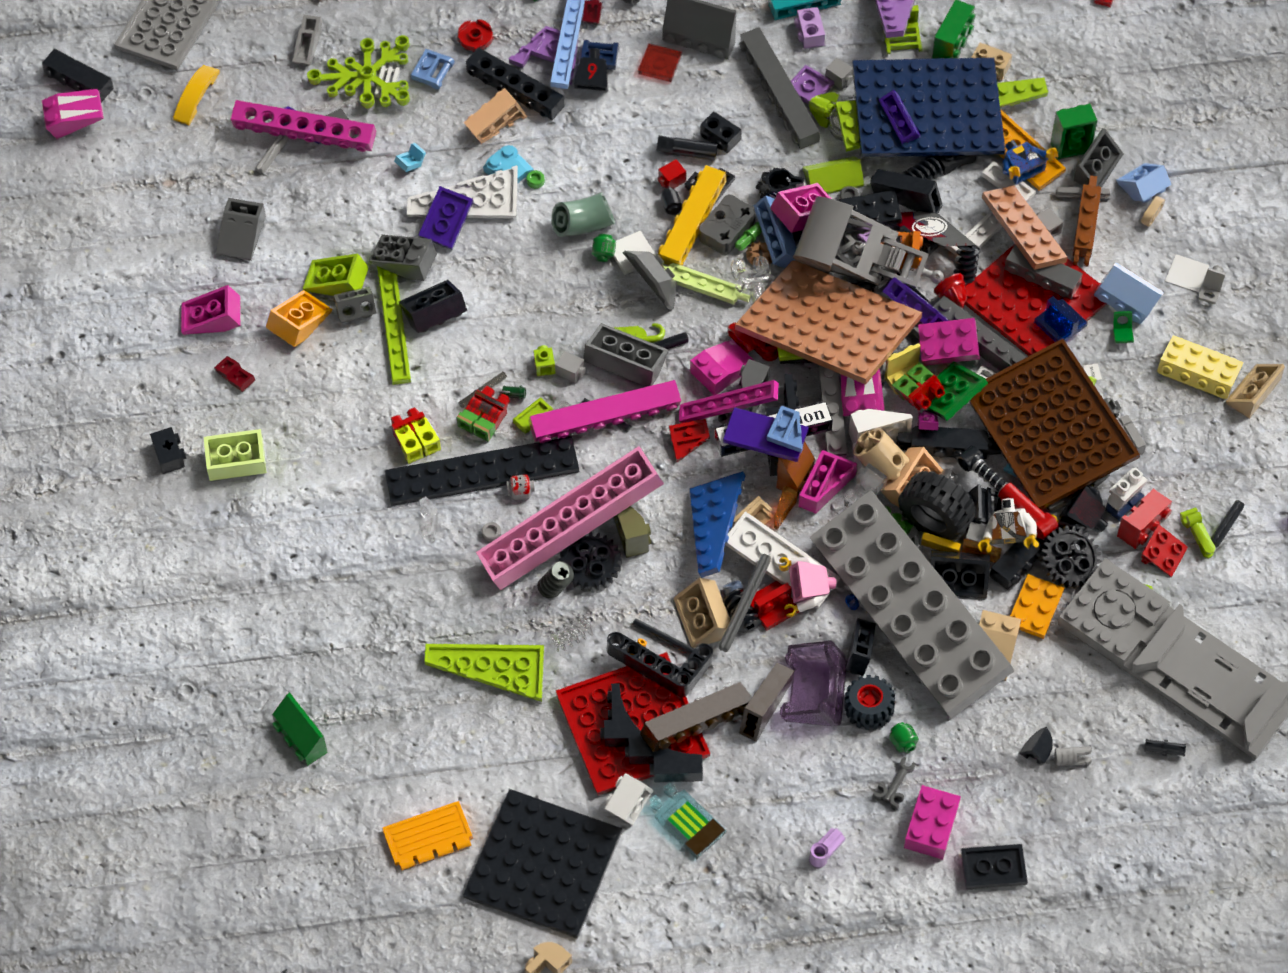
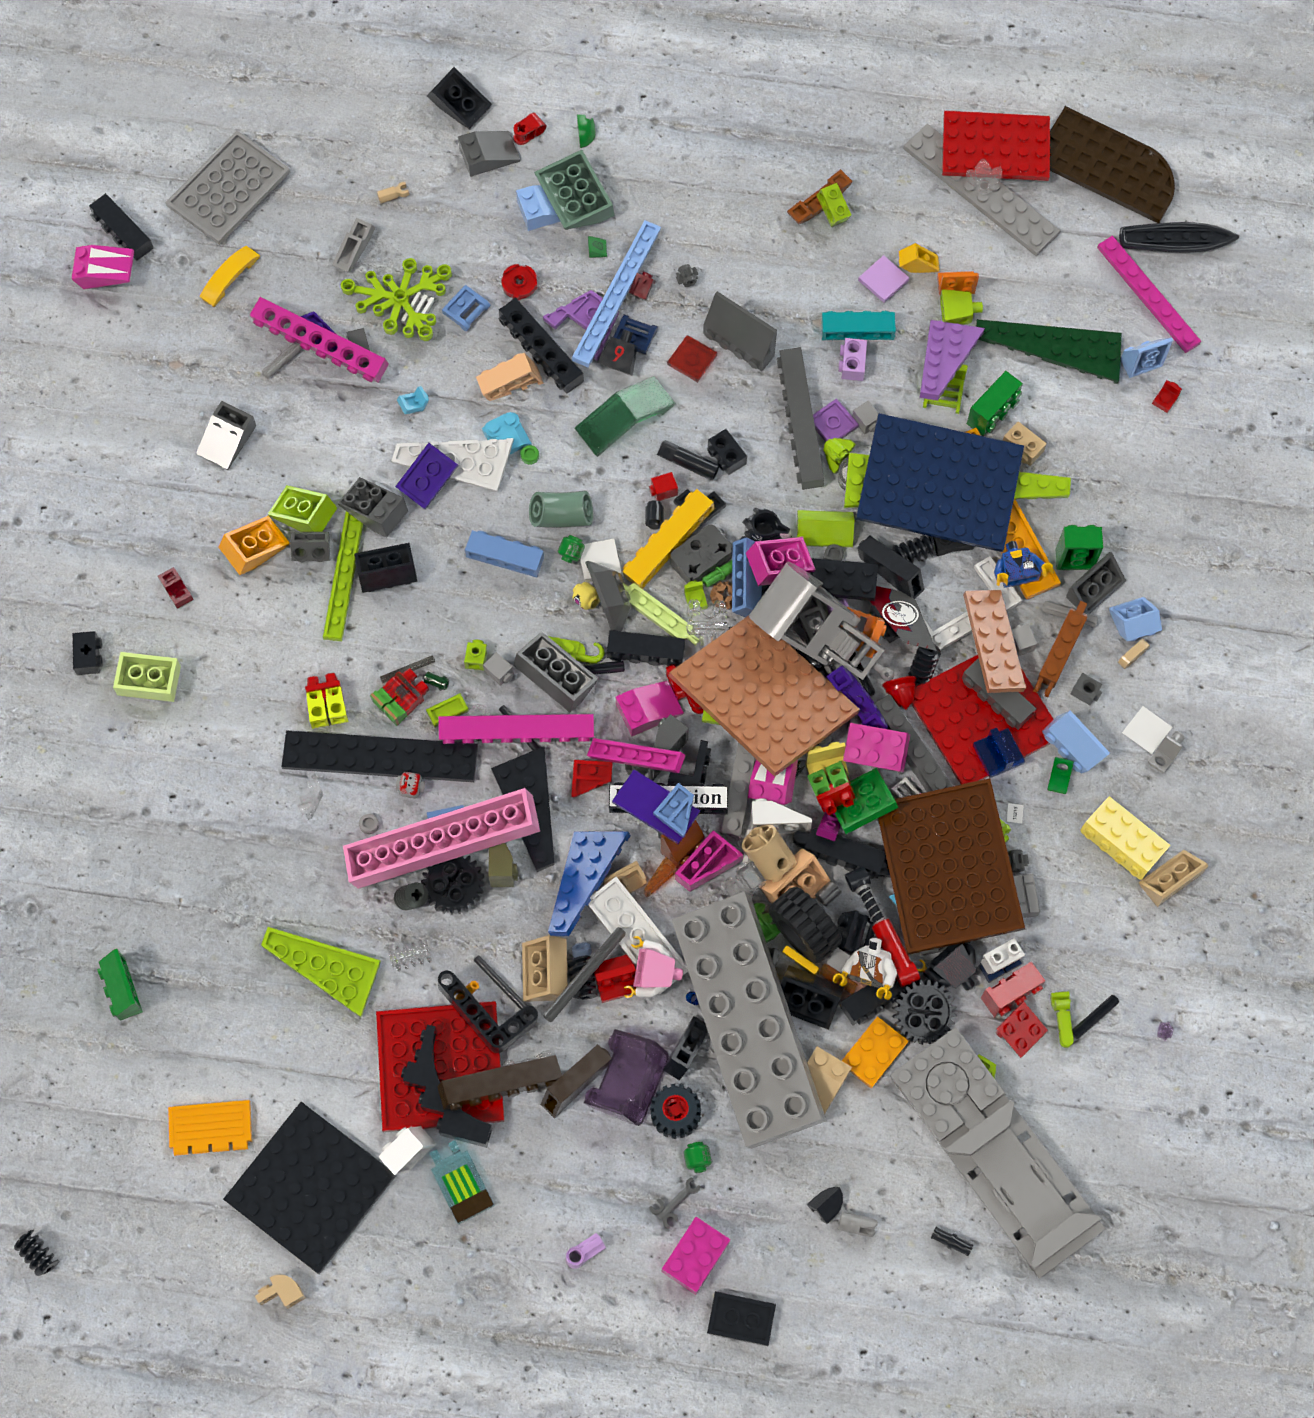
camera: 15 degrees right, 10 degrees up
(211, 312) = (172, 517): dark pink slope -> none
(541, 267) = (504, 553): none -> medium blue brick
(611, 122) = (622, 412): none -> clear green windscreen
(631, 284) = (585, 596): none -> light yellow head
(657, 503) = (531, 773): none -> black wing
(702, 315) = (645, 648): none -> black brick
(728, 256) = (695, 590): none -> lime bracket
(899, 117) = (905, 488): dark purple slope -> none
(1115, 251) = (1079, 692): none -> dark grey brick

